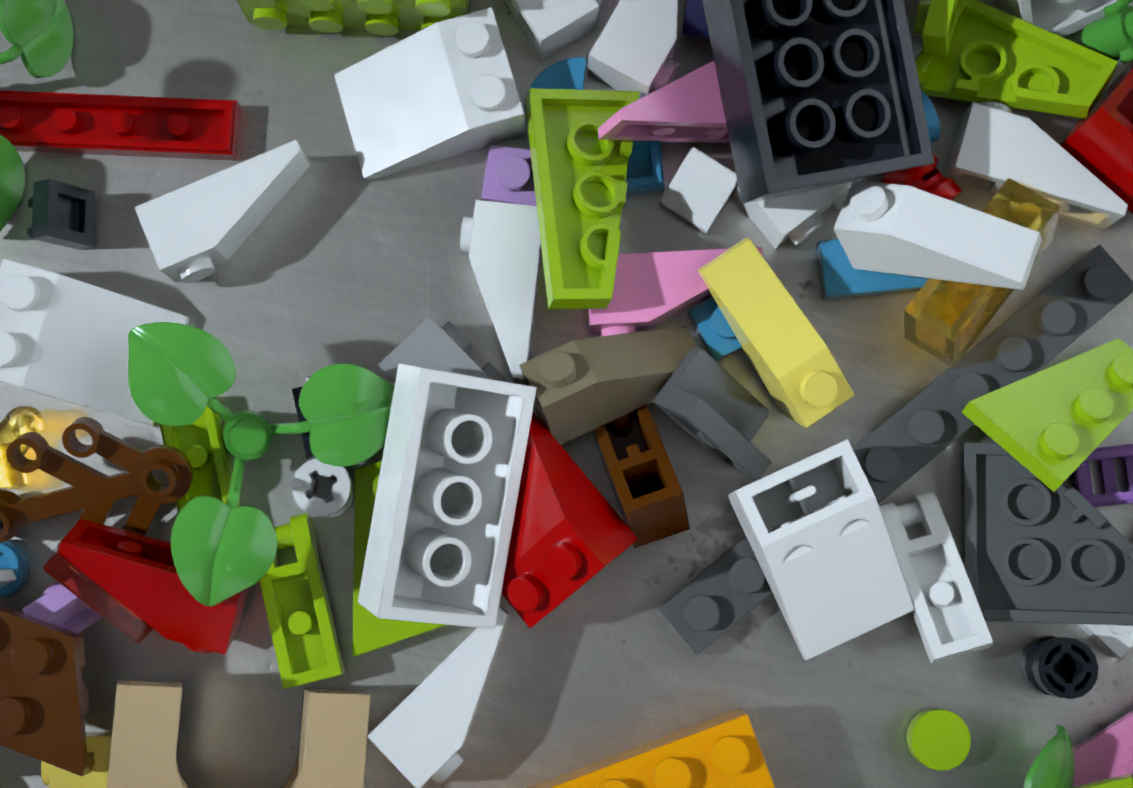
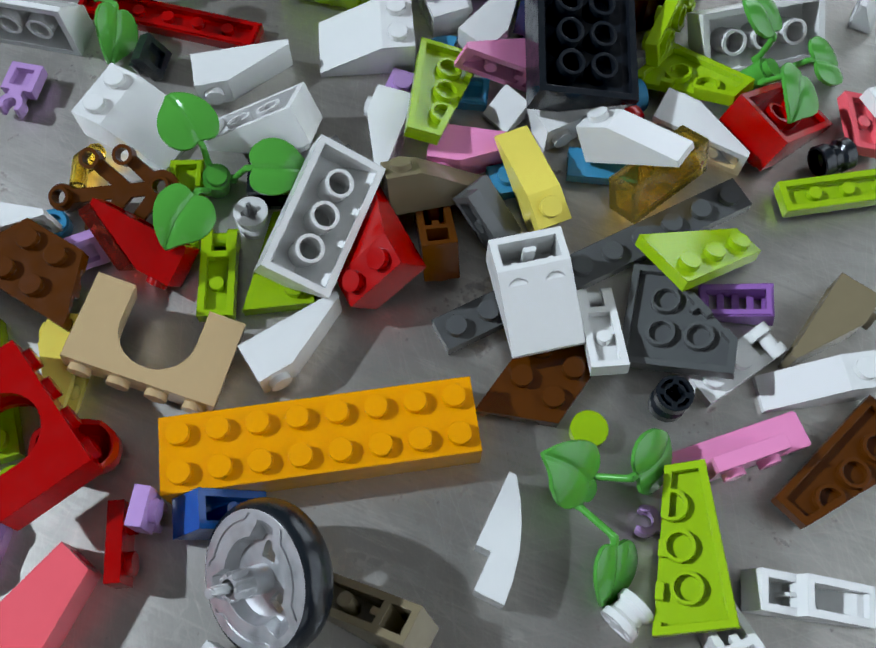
camera: 10 degrees right, 15 degrees down
(308, 315) = (284, 115): none -> white slope
(849, 691) = (538, 387): none -> reddish brown wing

